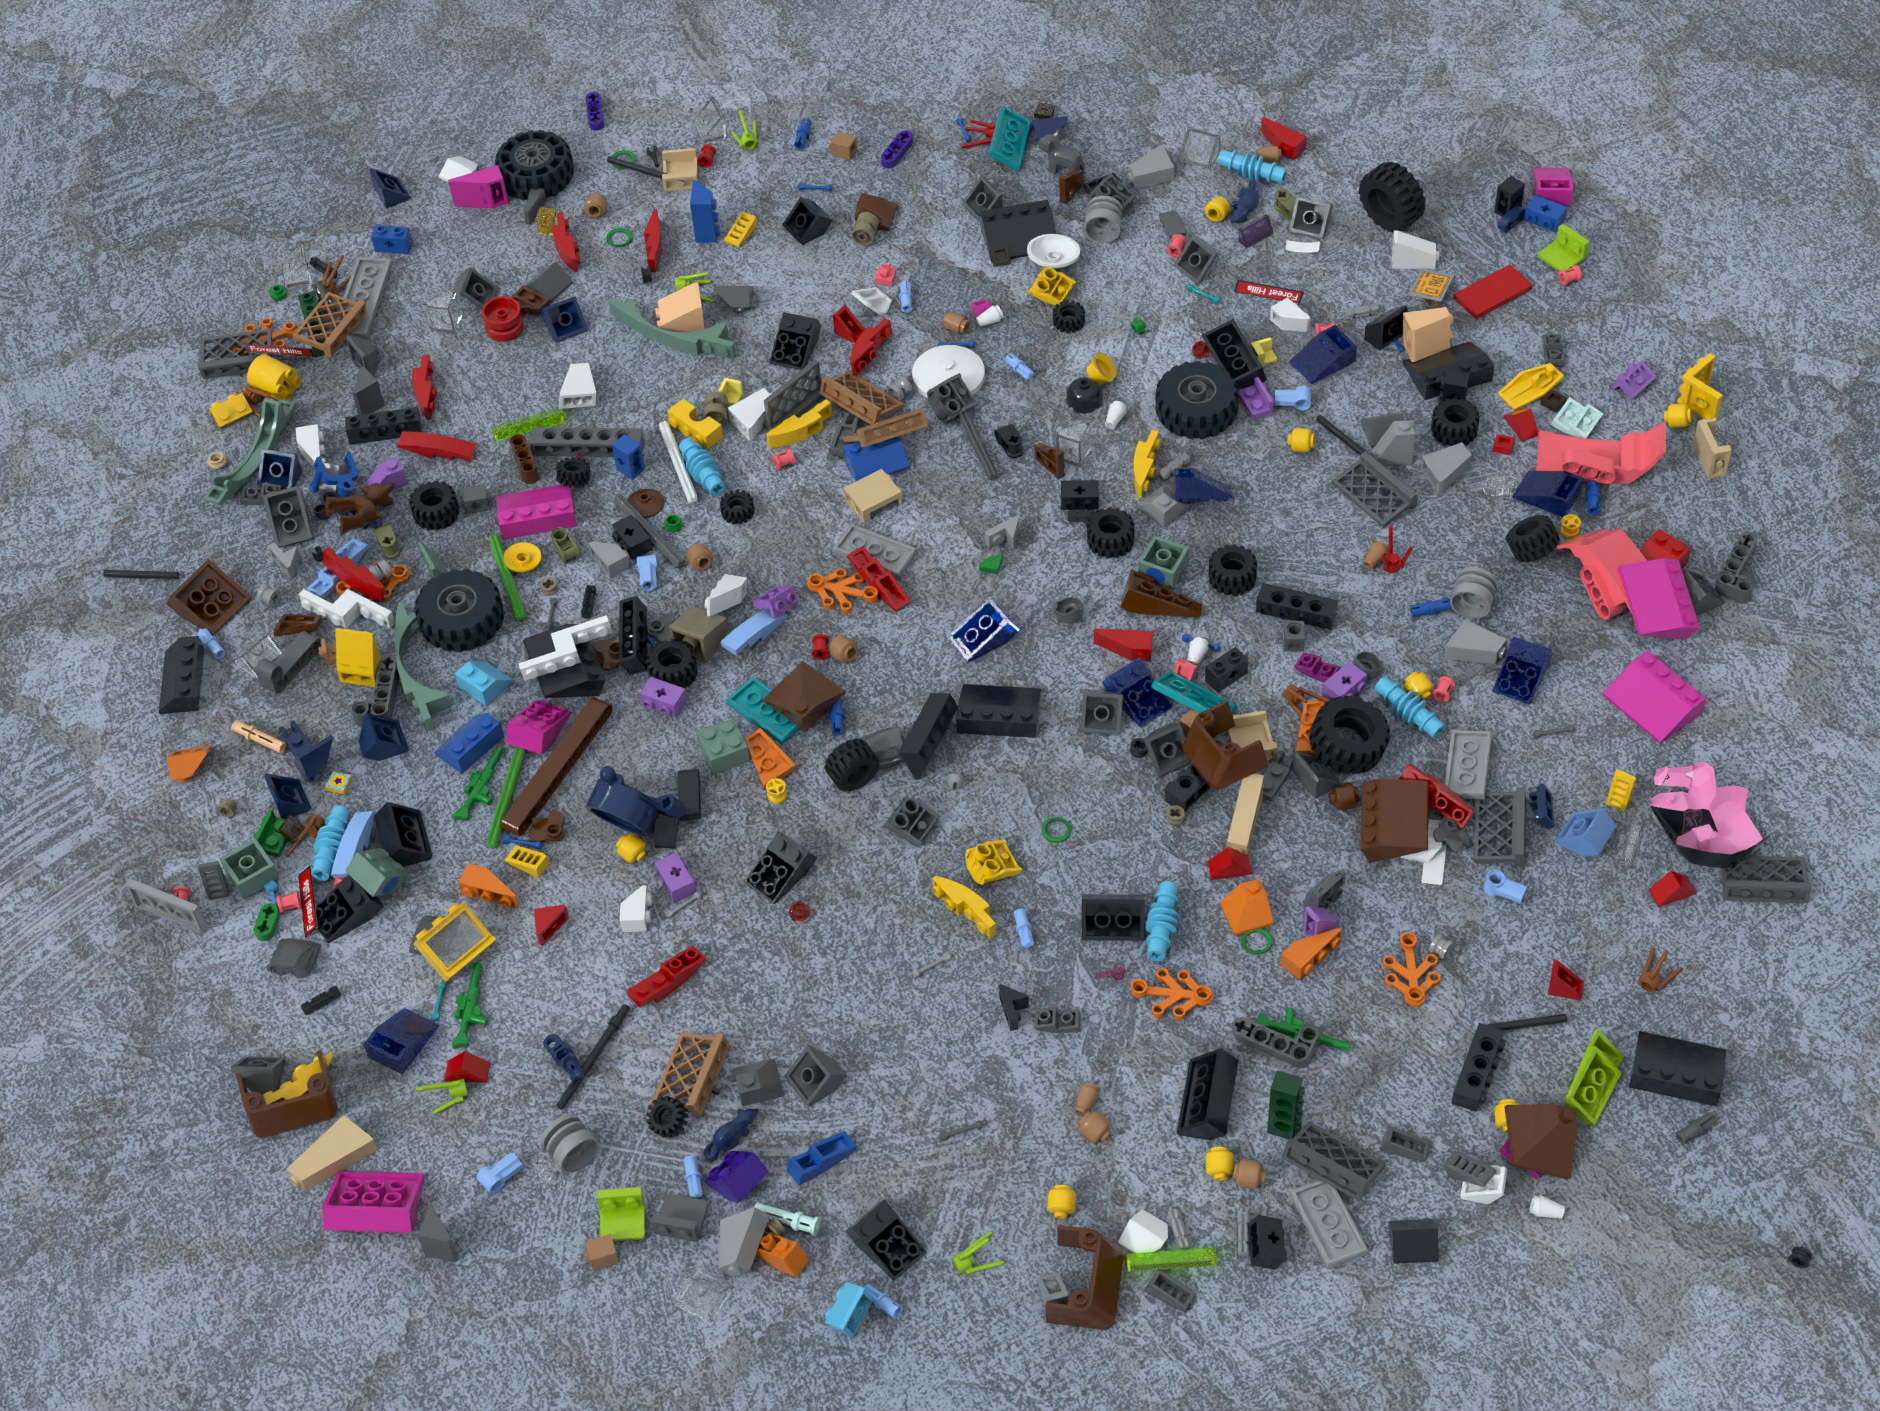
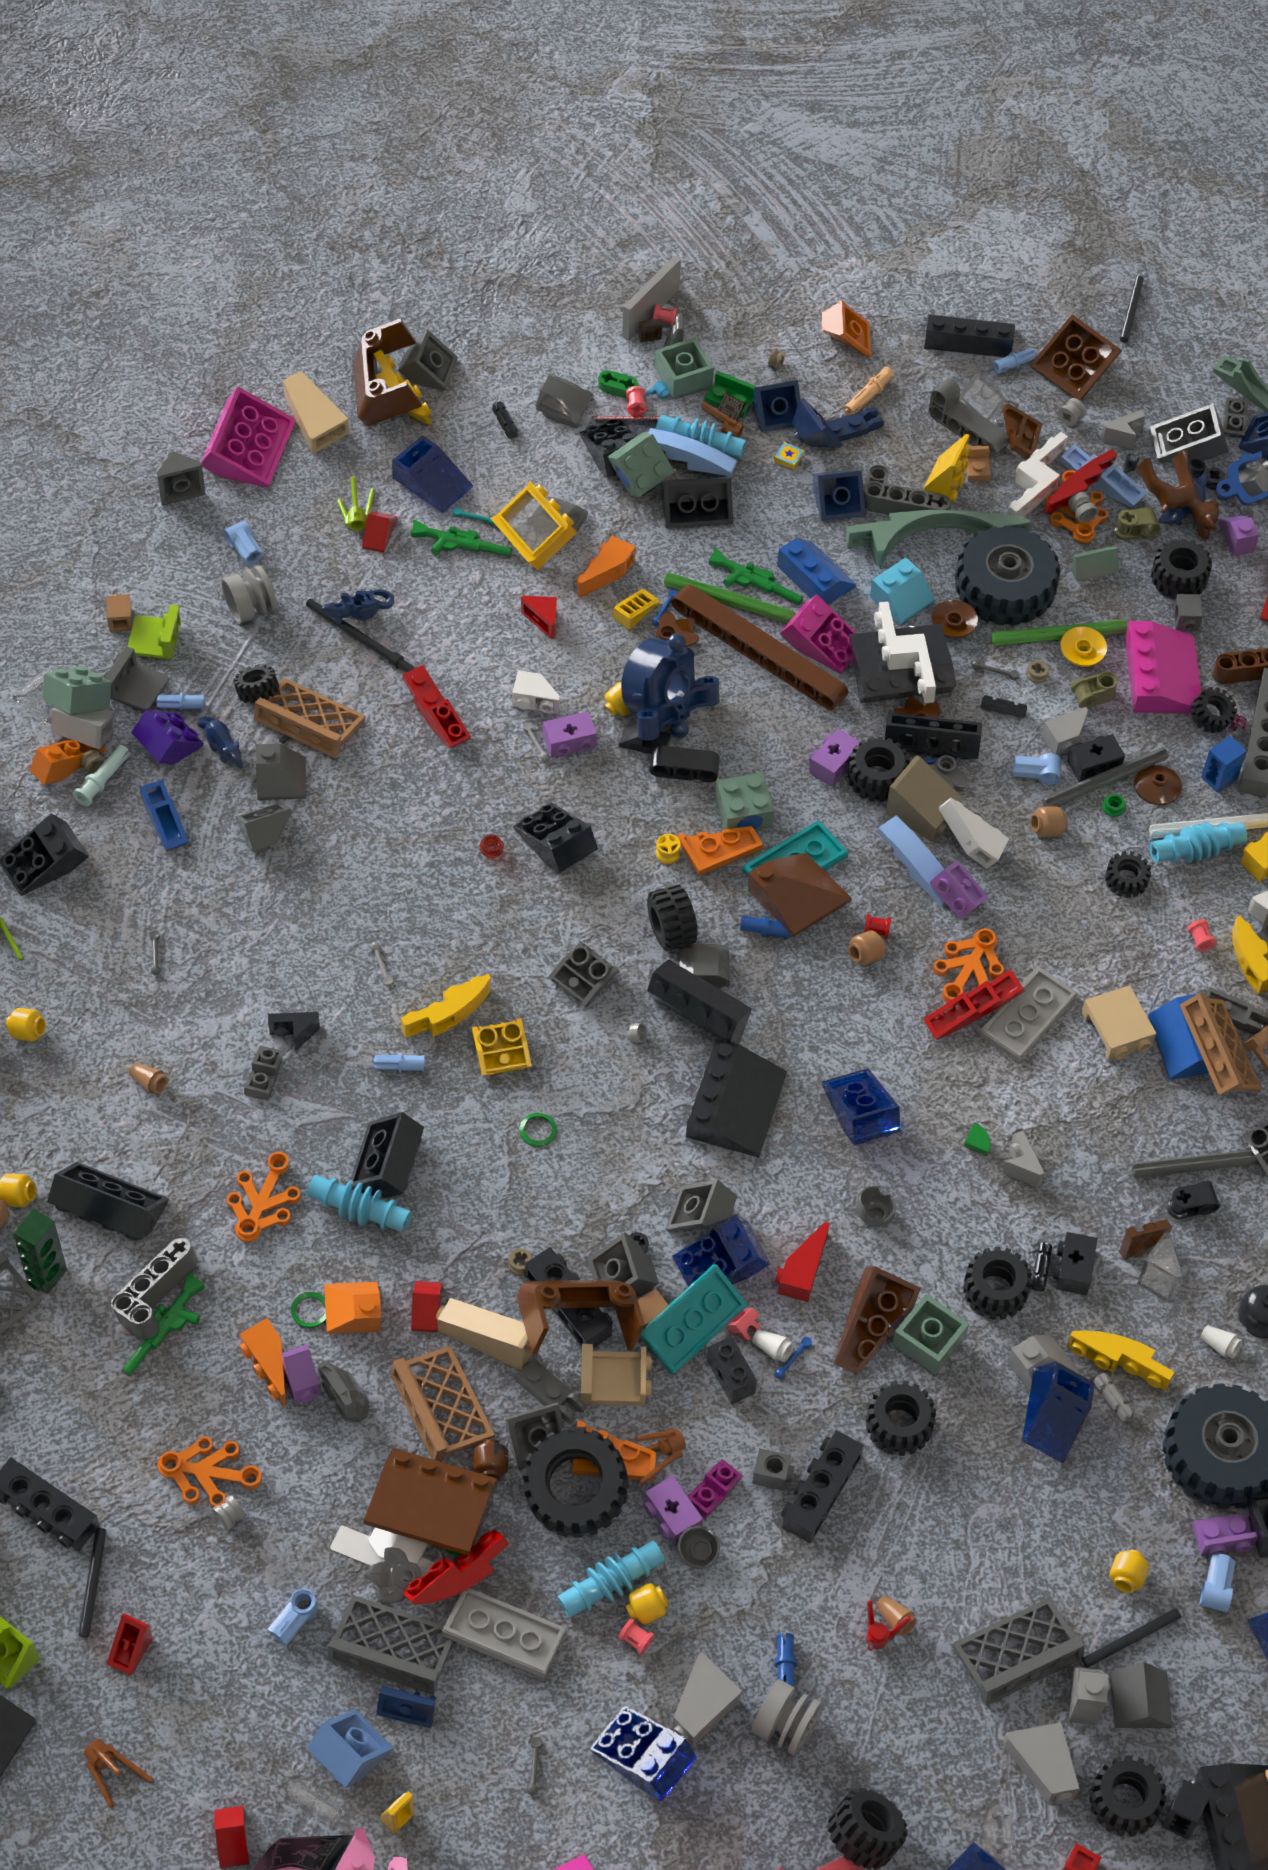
camera: 95 degrees right, 5 degrees up
(202, 906) = (650, 330): none -> dark brown tile
(506, 641) = (955, 612): none -> reddish brown dish
(709, 1248) = (77, 690): none -> sand green brick
(1094, 1126) = (107, 1076): medium nougat head -> none
(1117, 972) = (310, 1147): clear pink hand -> none
(1317, 847) = (419, 1405): none -> medium nougat fence

